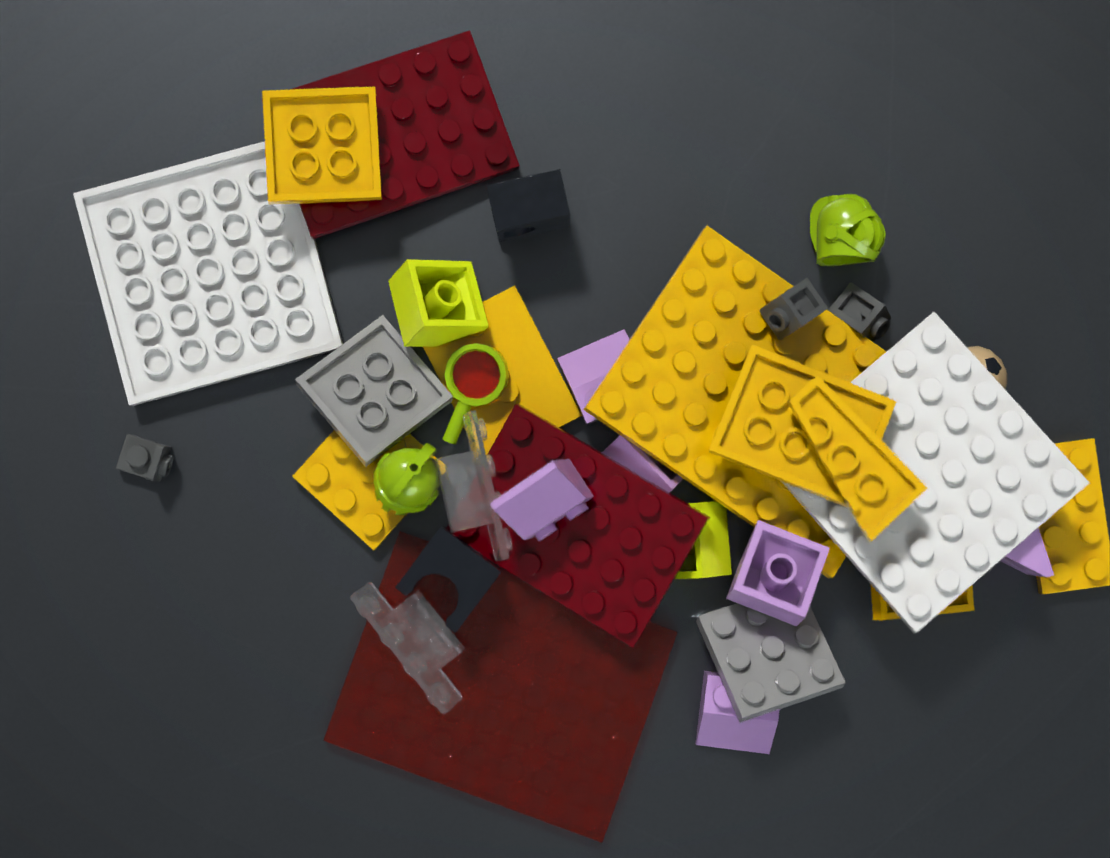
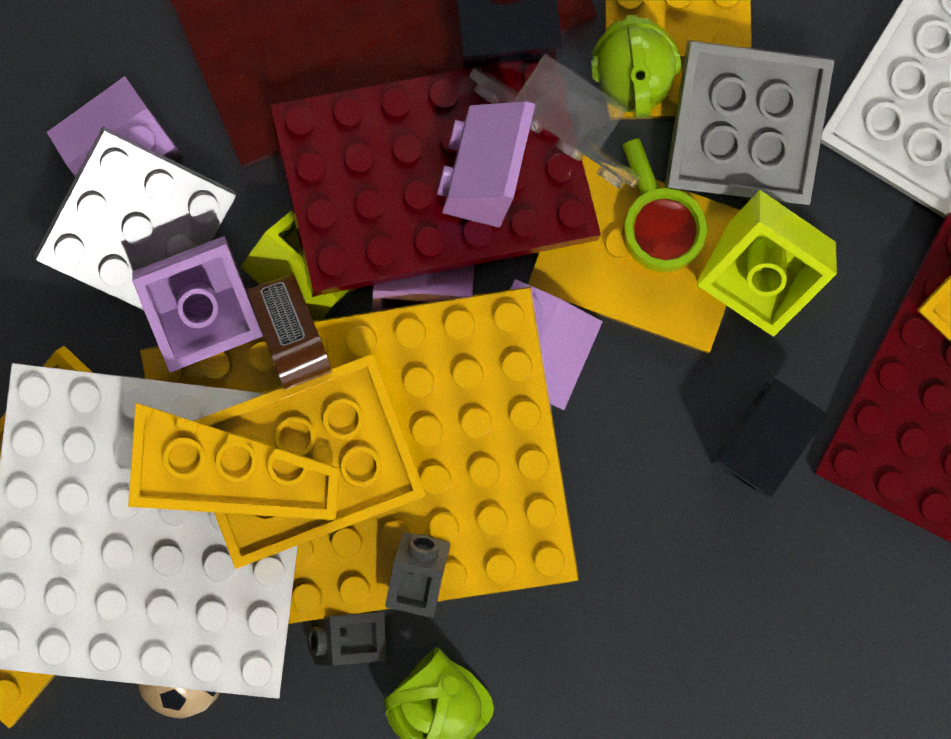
camera: 130 degrees right, 0 degrees up
(743, 507) = (289, 331): none -> reddish brown beam

